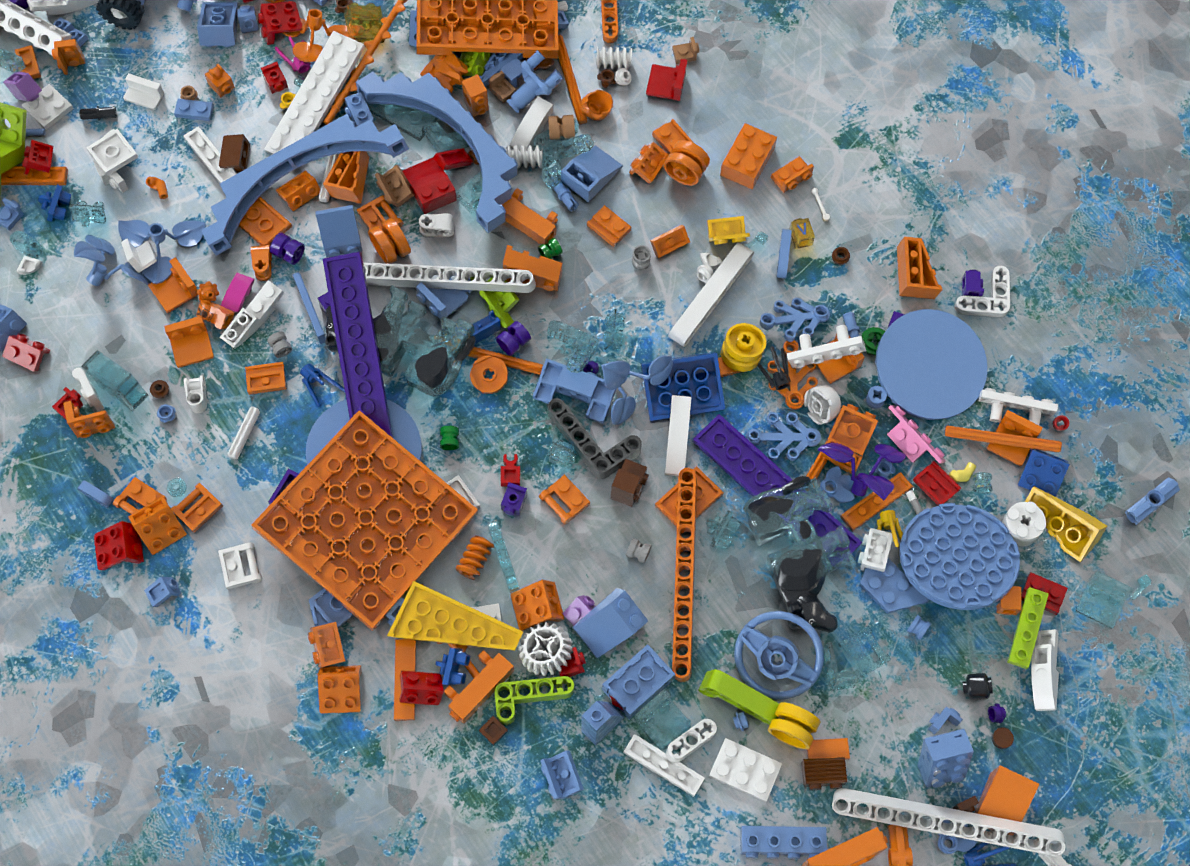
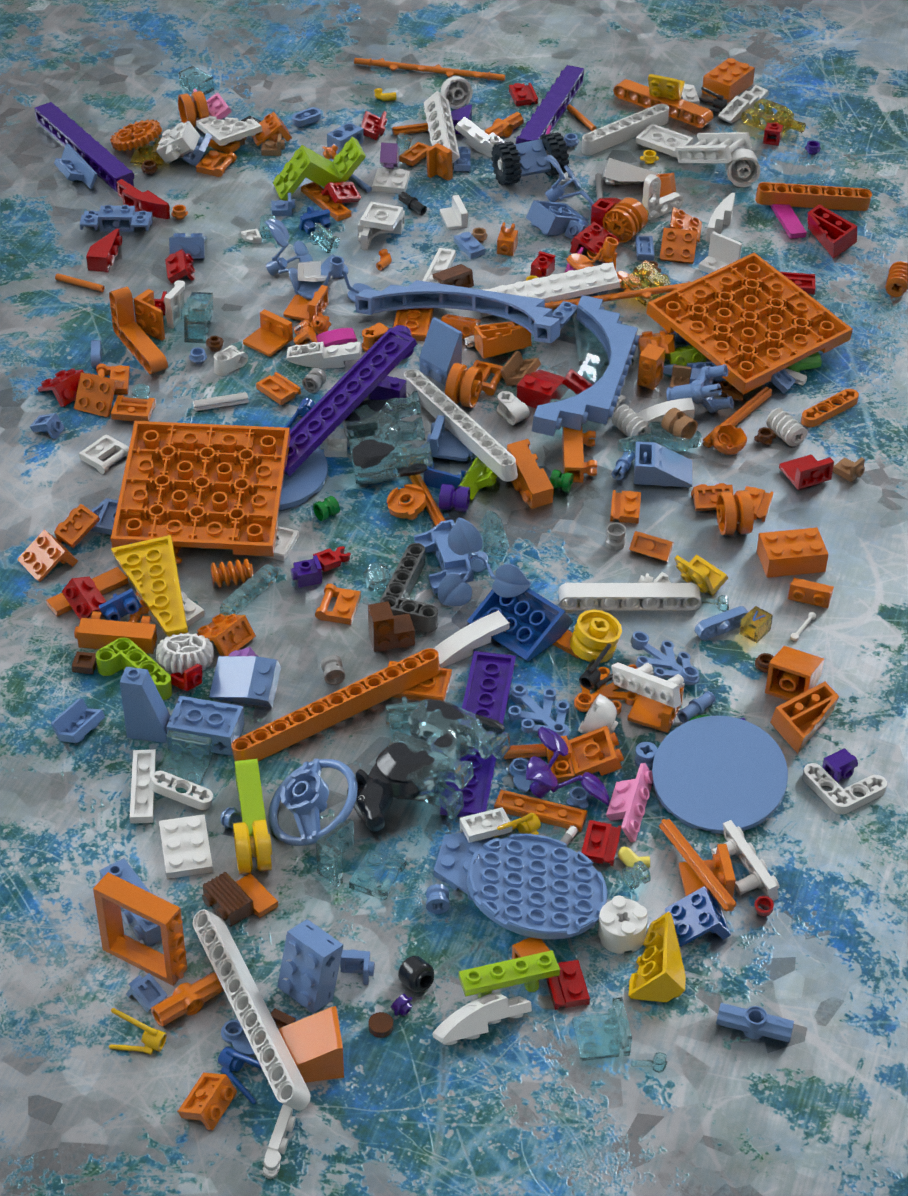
camera: 55 degrees right, 25 degrees down
(90, 449) = (131, 333): none -> orange beam
(614, 323) = (534, 550): clear light blue hinge -> none
(622, 77) = (773, 446): white plate -> none
(871, 246) = (792, 673): none -> orange slope

